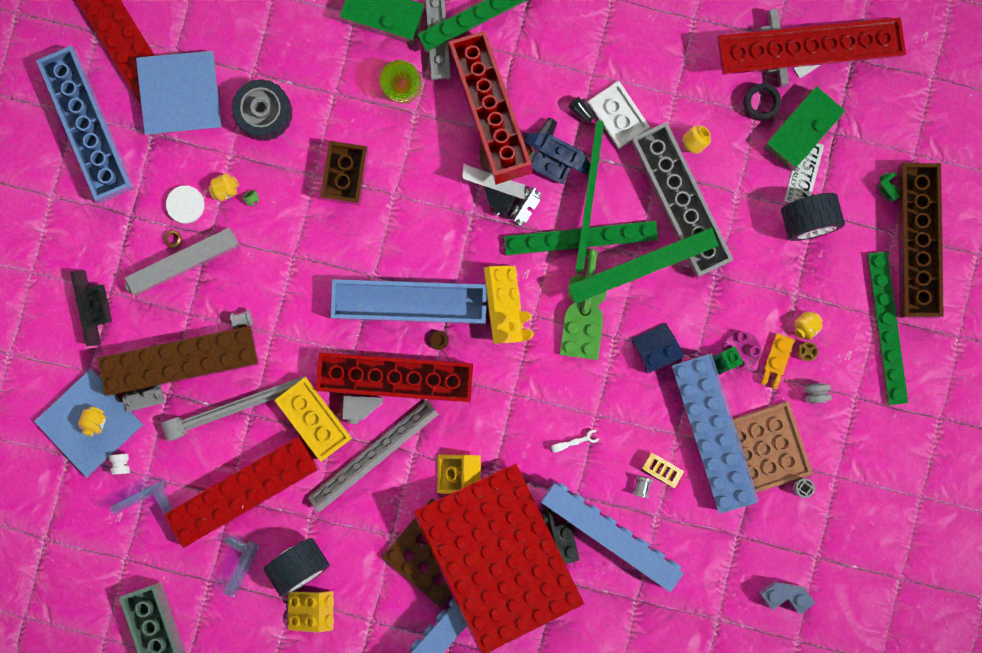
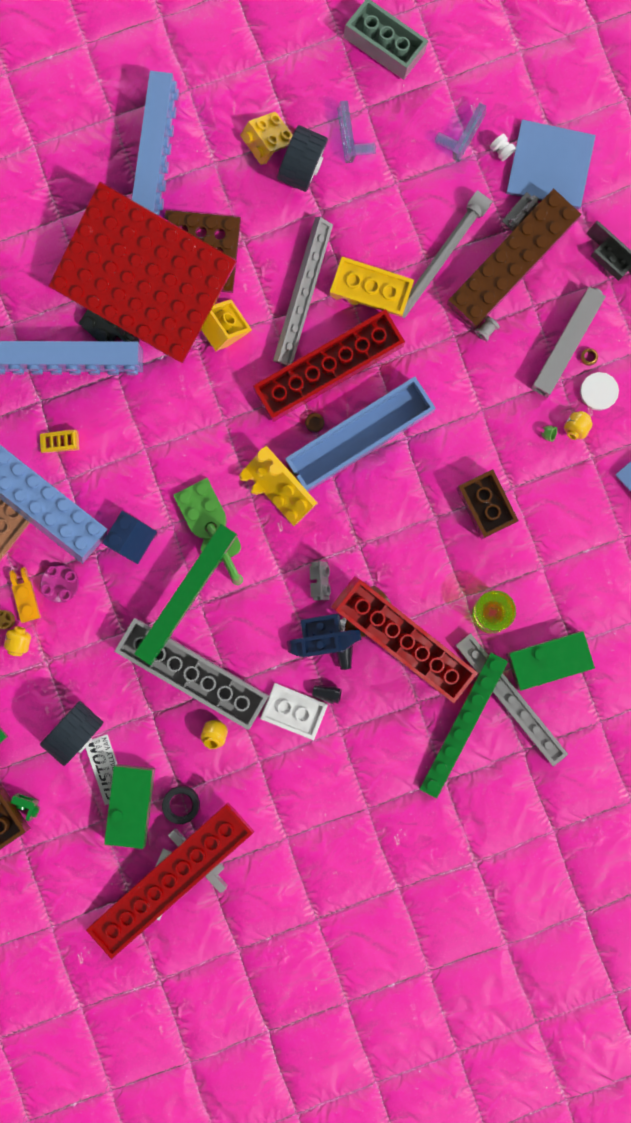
camera: 150 degrees right, 0 degrees up
(92, 421) = (549, 163): yellow head -> none
(241, 492) = (388, 191): red brick -> none
(262, 109) = (592, 509): wheel -> none
(359, 408) = (341, 321): light grey slope -> none
(486, 179) = (370, 576): white sticker -> none
(499, 201) = (344, 570): black slope -> none
(561, 446) = (156, 403): white piece -> none
(570, 238) = (255, 586): green plate -> none
(589, 197) = (270, 623): green tile -> none
(642, 486) = (66, 416): light grey bush -> none
(727, 360) = (64, 566): green bracket -> none

